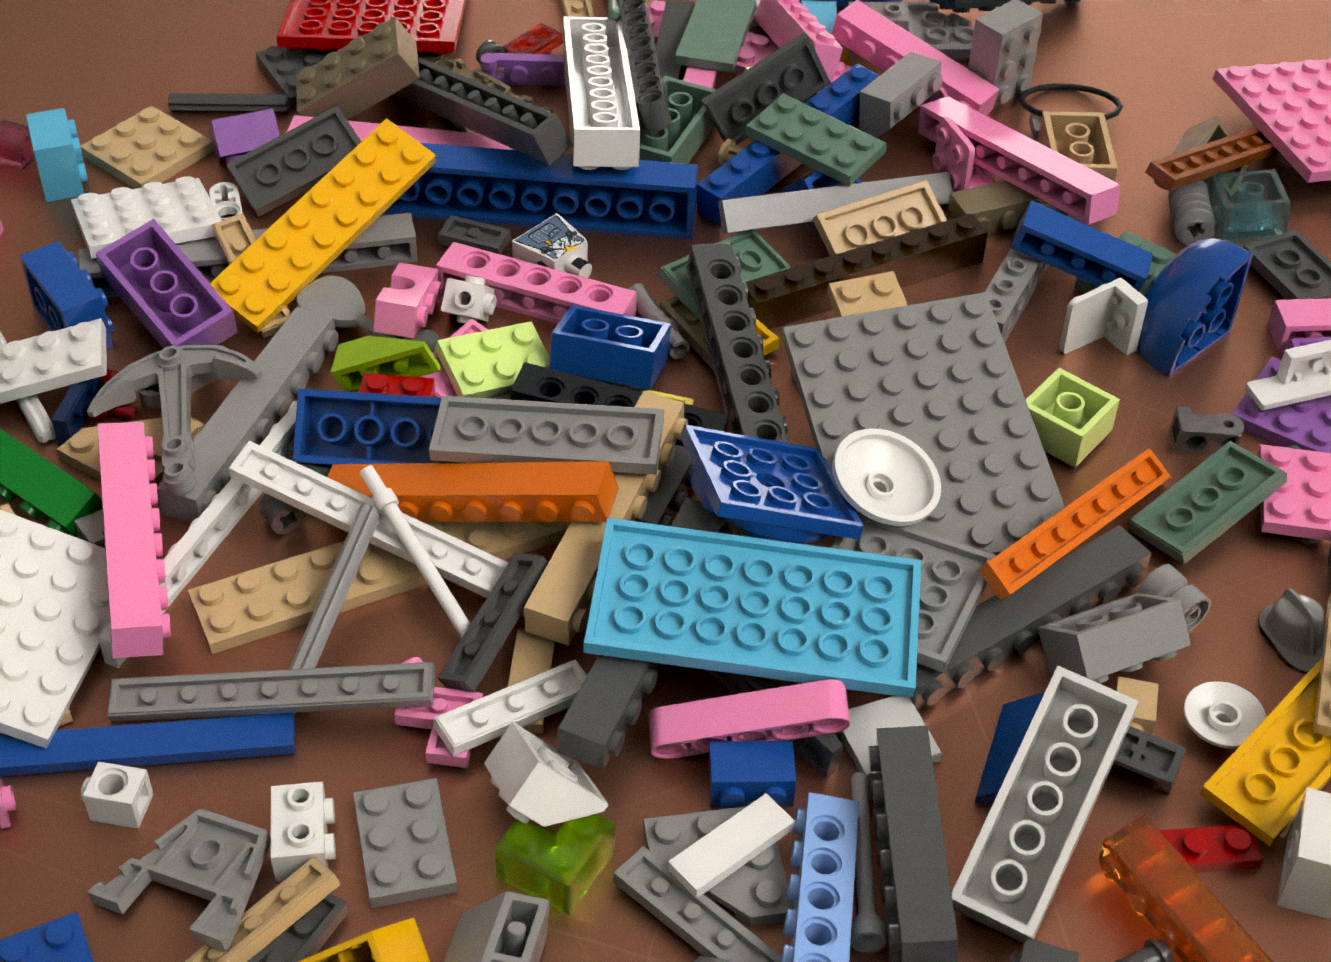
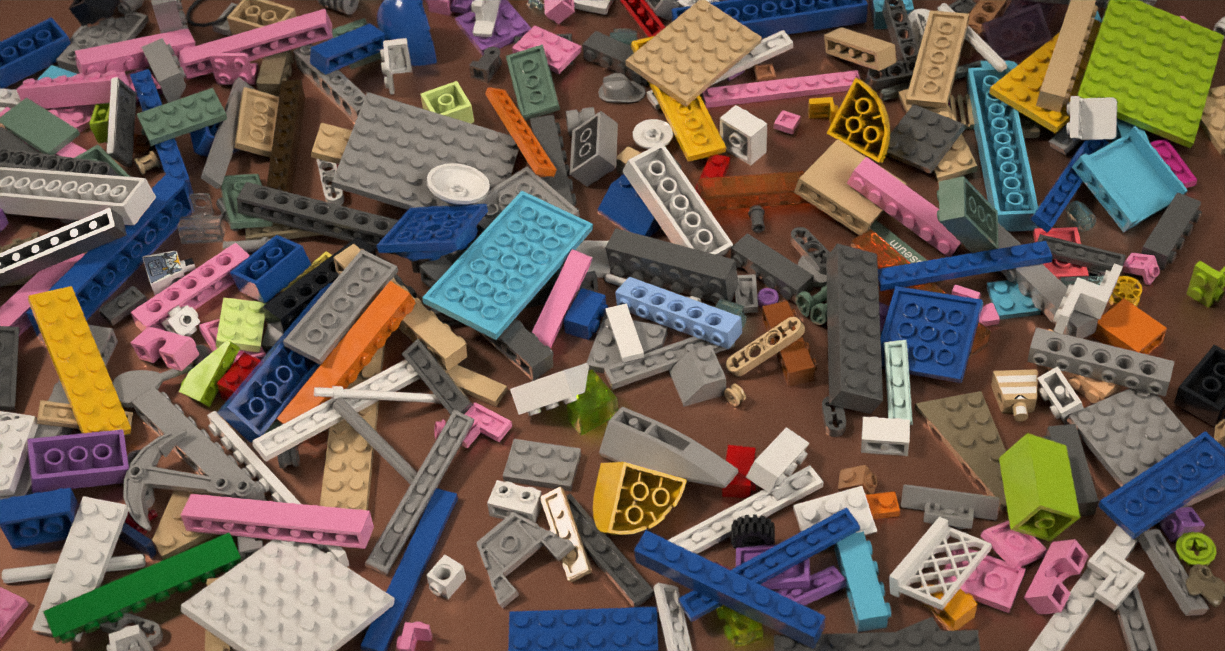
camera: 60 degrees left, 5 degrees up
(519, 703) = (492, 391): white tile -> none
(652, 248) = (203, 224): none -> clear piece

